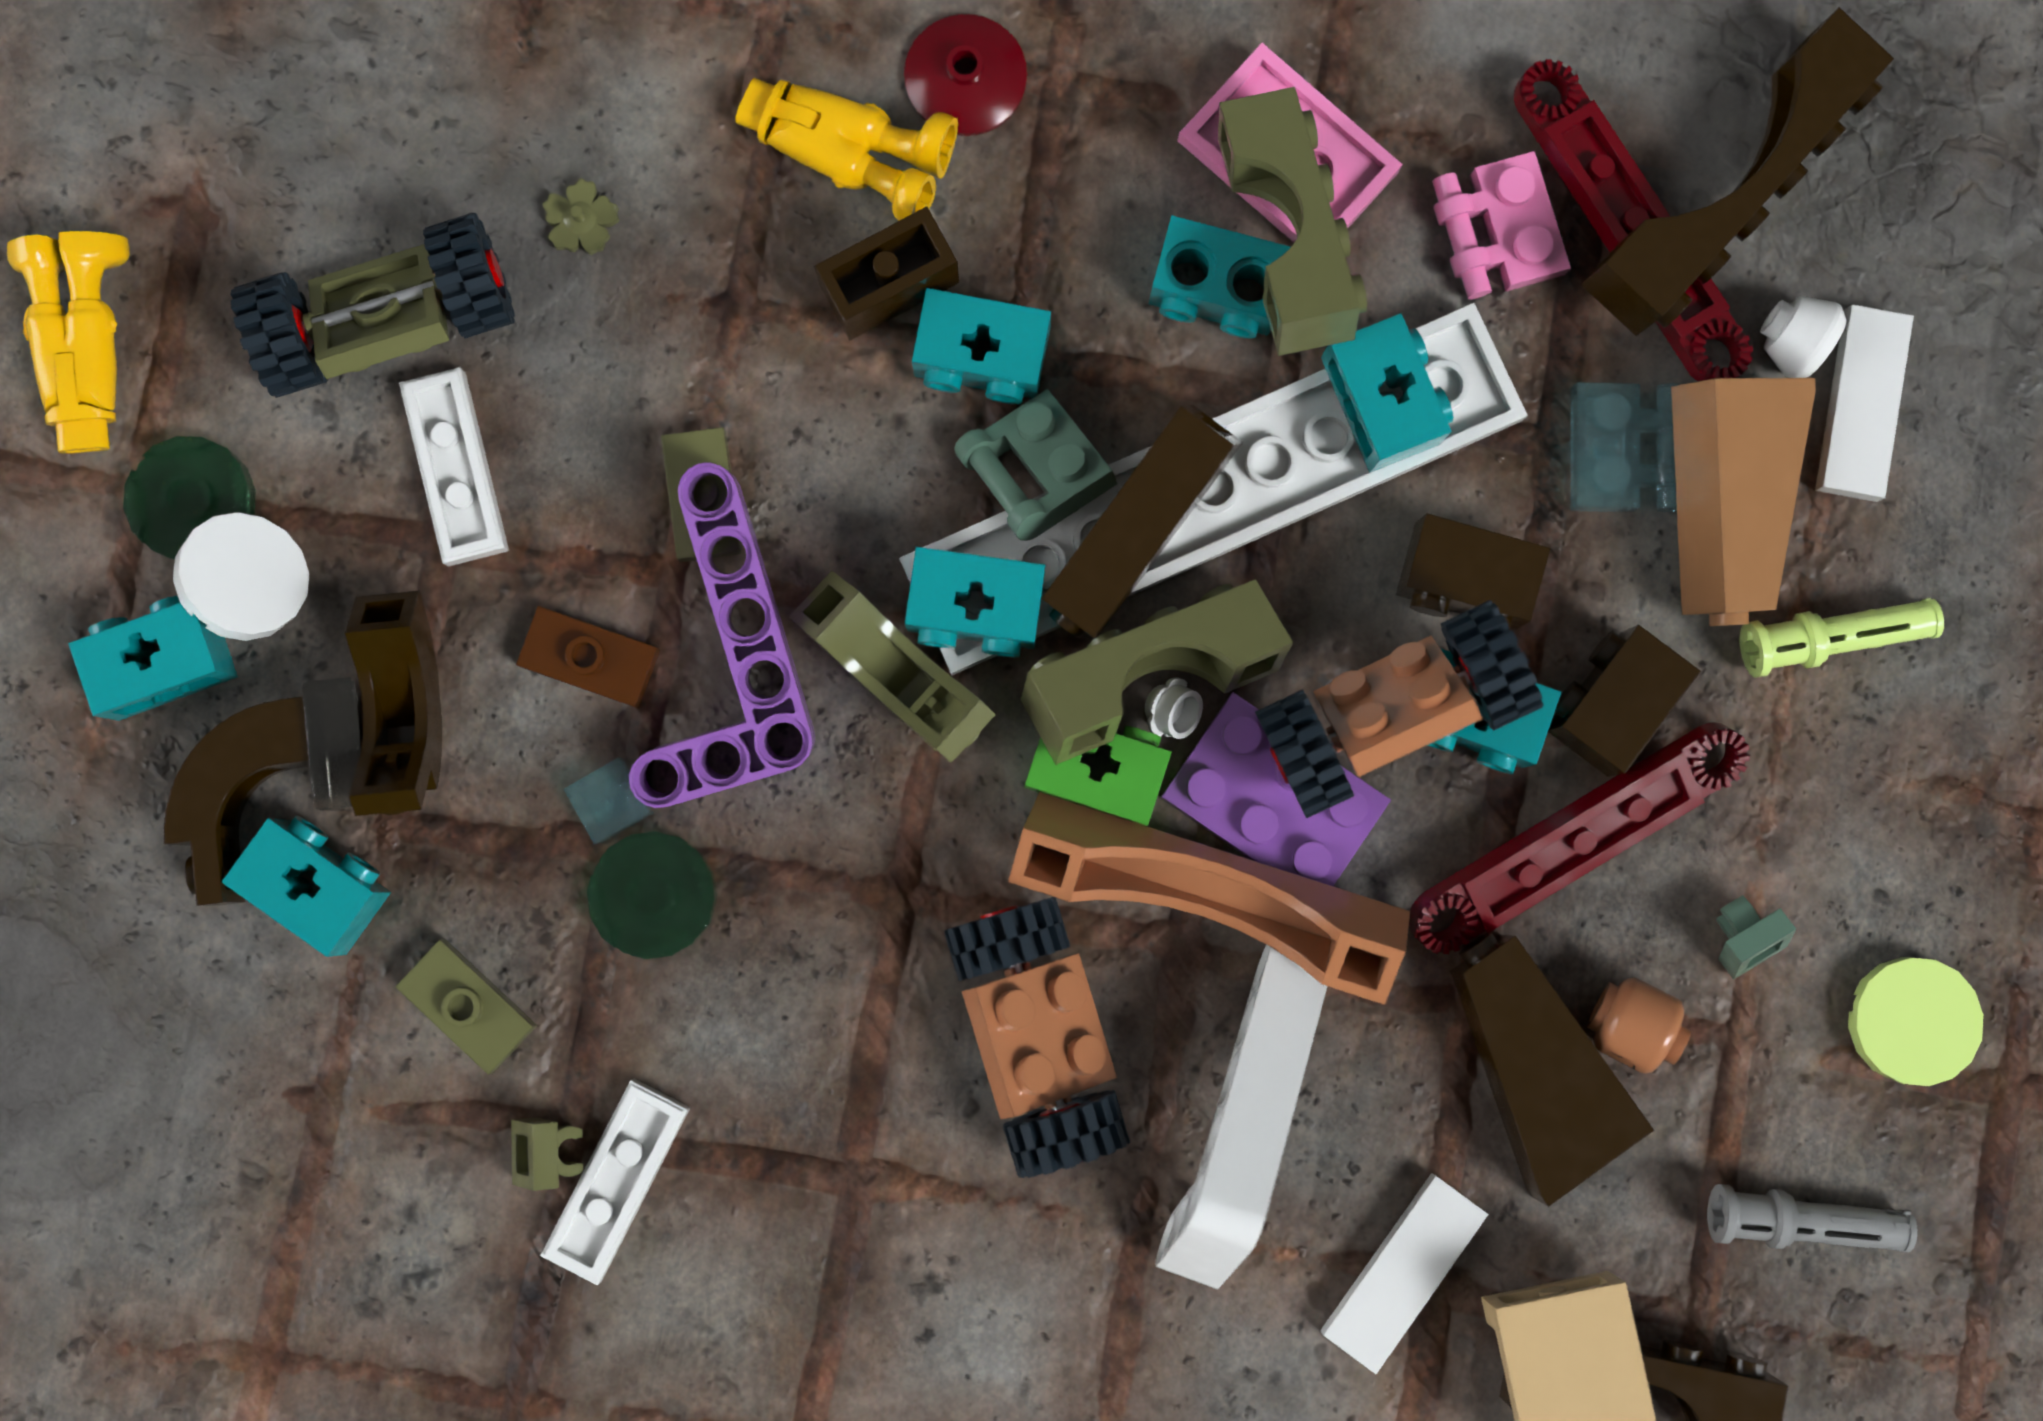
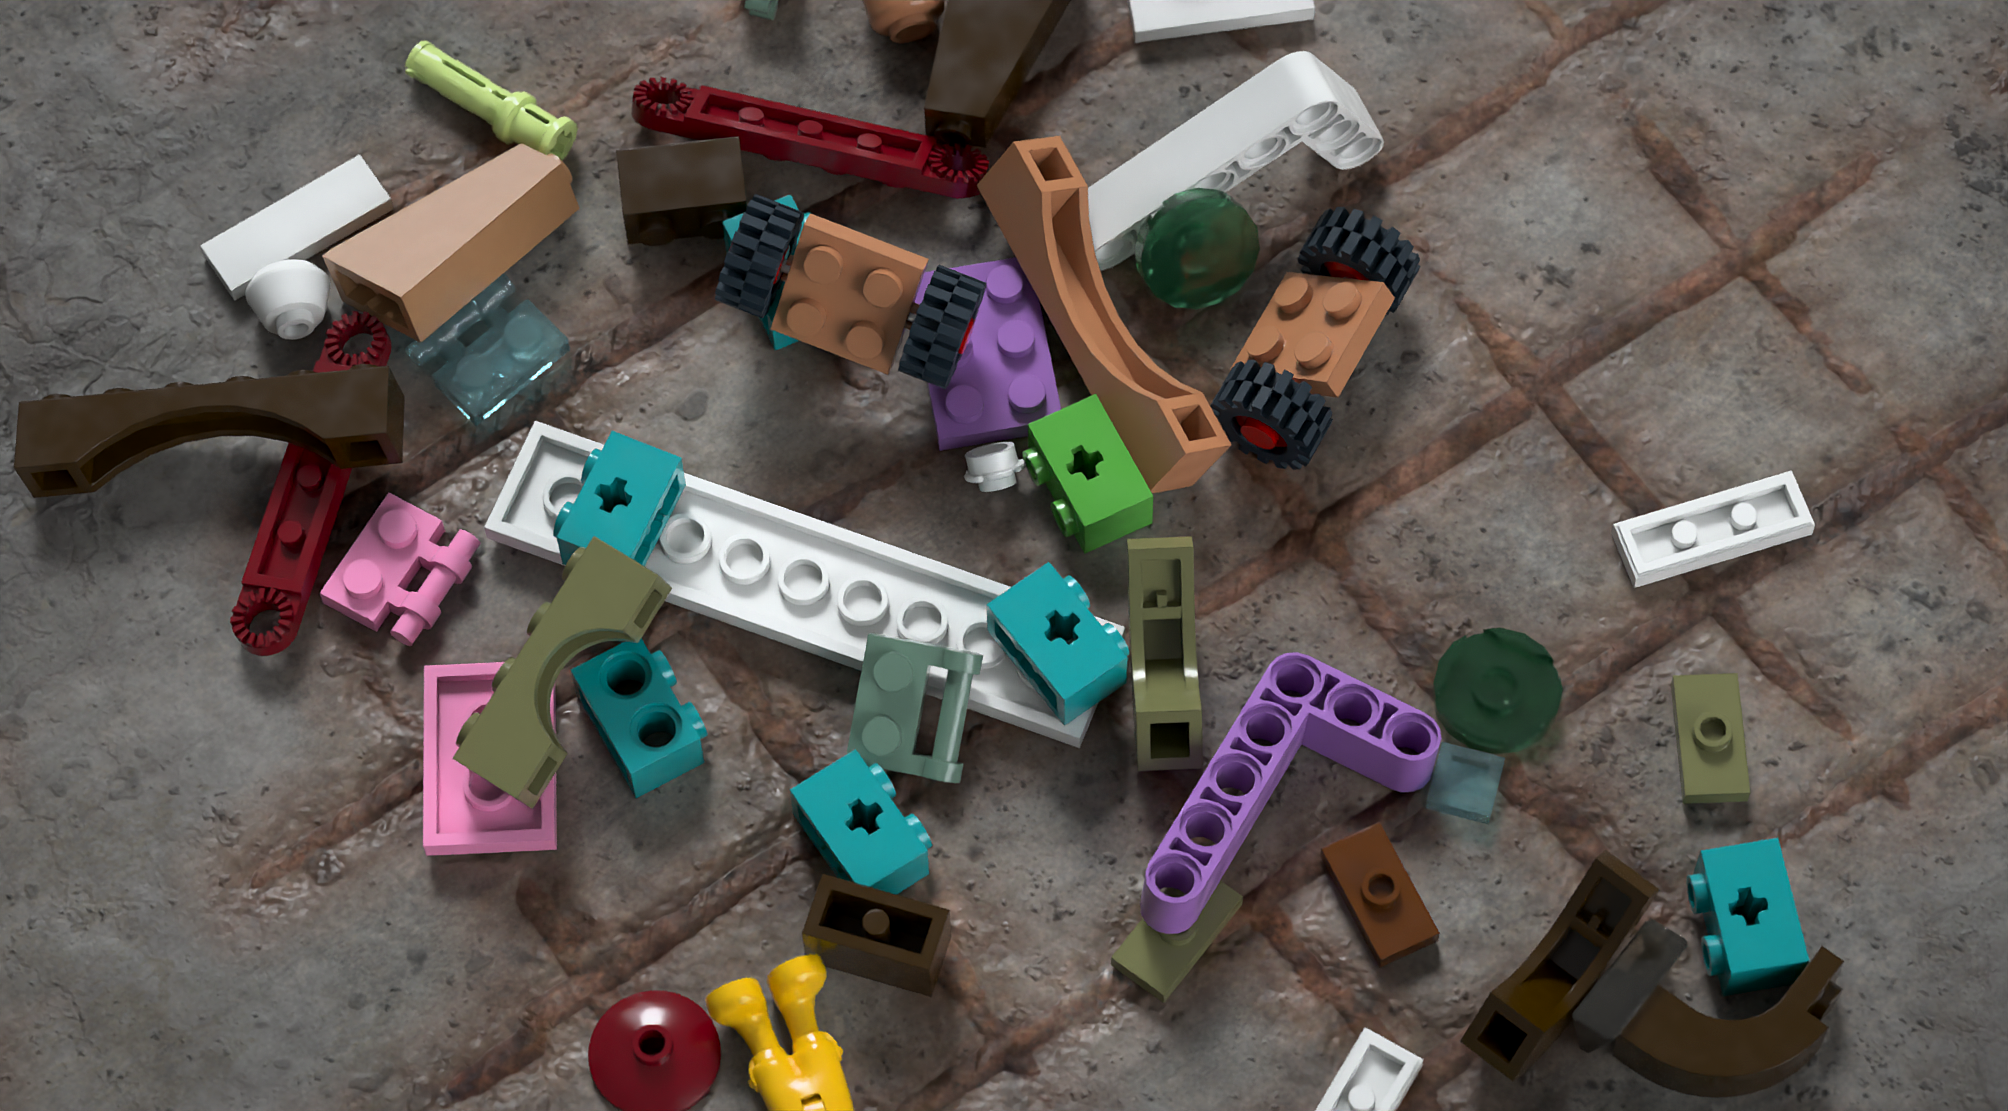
camera: 130 degrees left, 20 degrees down
(536, 1153) = (1750, 586): olive tile -> none
(1140, 521) = (876, 579): dark brown slope -> none
(1195, 1023) = (1197, 248): none -> clear green tile
(1222, 638) = (1051, 499): olive arch -> none
(1465, 566) = (690, 359): dark brown brick -> none

